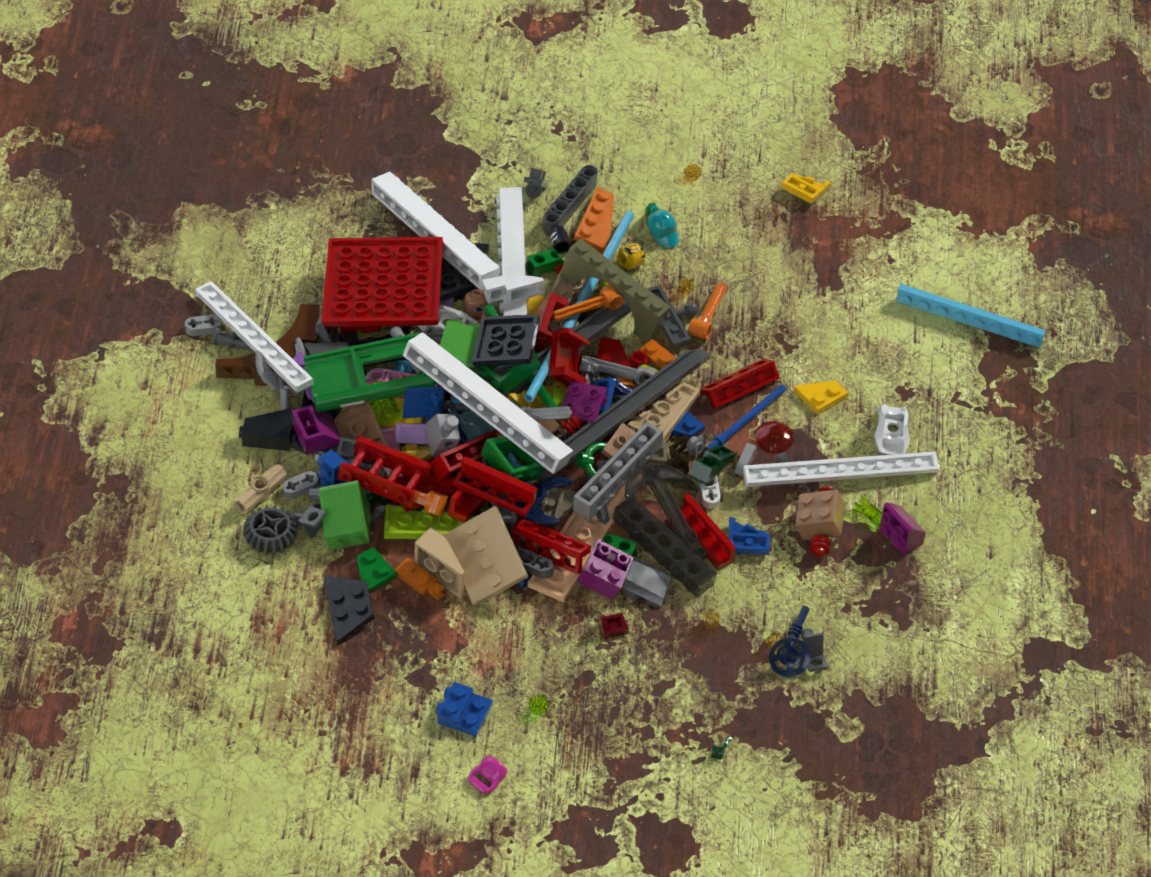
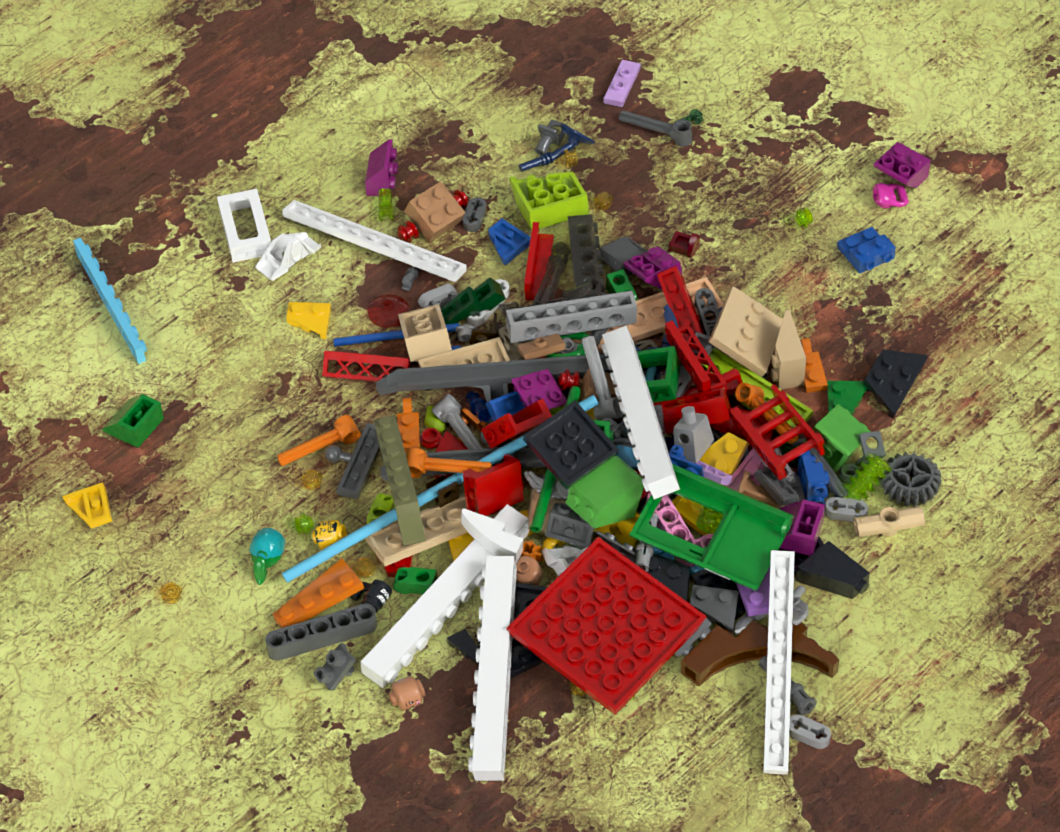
camera: 135 degrees left, 0 degrees up
(298, 499) = (868, 477): none -> clear neon green piece
(479, 198) = (406, 693): none -> nougat head
(497, 799) = (904, 165): none -> magenta slope
(658, 256) = (303, 524): none -> clear neon green plate
(713, 720) = (679, 131): none -> dark grey axle
(721, 416) = (424, 332): none -> tan slope
(750, 583) = (549, 198): none -> lime wedge
(794, 549) = (471, 214): none -> dark grey beam
(812, 747) = (622, 83): none -> lavender plate
(844, 247) = (135, 420): none -> green slope
(945, 437) = (251, 247): none -> white piece

